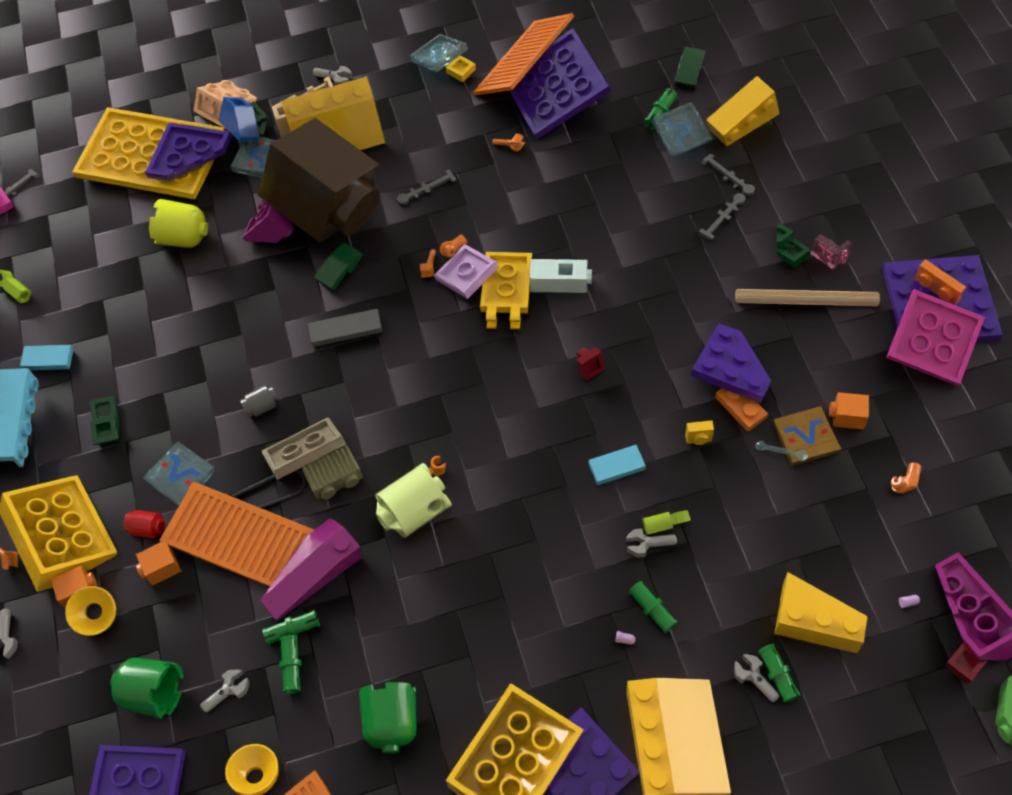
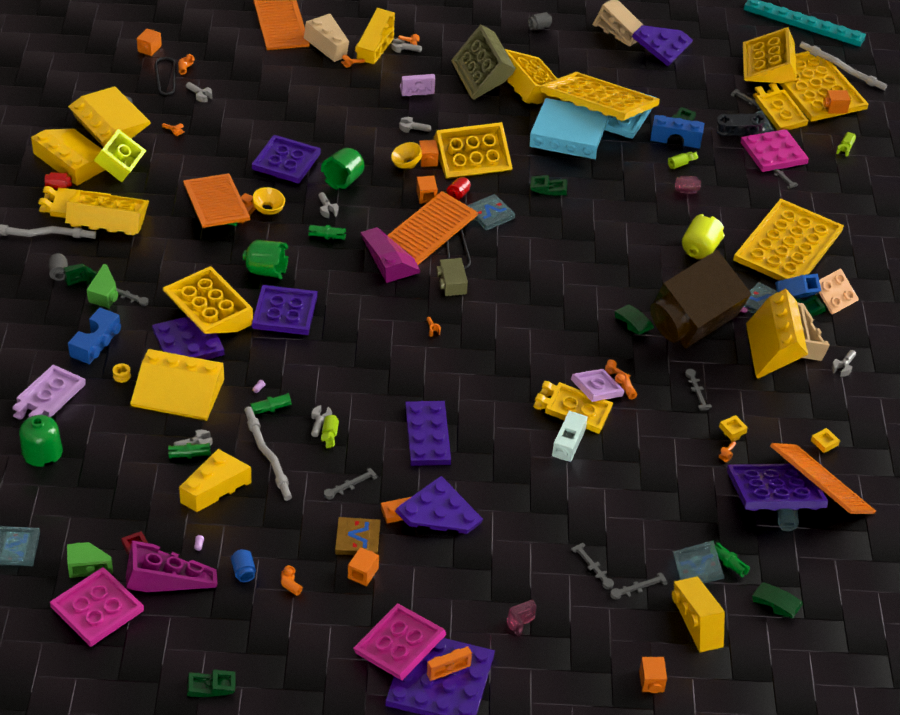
camera: 100 degrees right, 15 degrees down
(47, 357) = (614, 168): medium azure tile -> none
(66, 268) = (687, 184): none -> clear pink brick
(185, 149) = (776, 253): dark purple plate -> none
(259, 401) = (528, 255): dark grey brick -> none
(291, 626) = (351, 237): green pin -> none
(303, 448) = (478, 265): dark tan tile -> none
(344, 327) = (575, 312): dark grey tile -> none
(411, 501) = (407, 302): yellowish green cylinder -> none
(438, 52) = (848, 429): clear light blue tile -> none
(471, 659) = (284, 310): none -> dark purple plate
(481, 138) = (733, 428): none -> yellow tile
(590, 362) = (479, 429): dark red tile -> none
(613, 419) = (427, 433): none -> dark purple plate
(616, 465) = (388, 422): medium azure tile -> none
(698, 612) = (281, 479): none -> light grey bar
(699, 432) = (388, 471): yellow plate -> none
(755, 489) = (329, 493): none -> dark grey piece
(790, 249) = (541, 595): dark green slope -> none
(801, 454) = (340, 519): clear light blue hinge -> none
(807, 297) = (483, 587): tan axle -> none
(836, 133) = (653, 674): none -> orange brick
(919, 533) = (243, 565): none -> blue brick

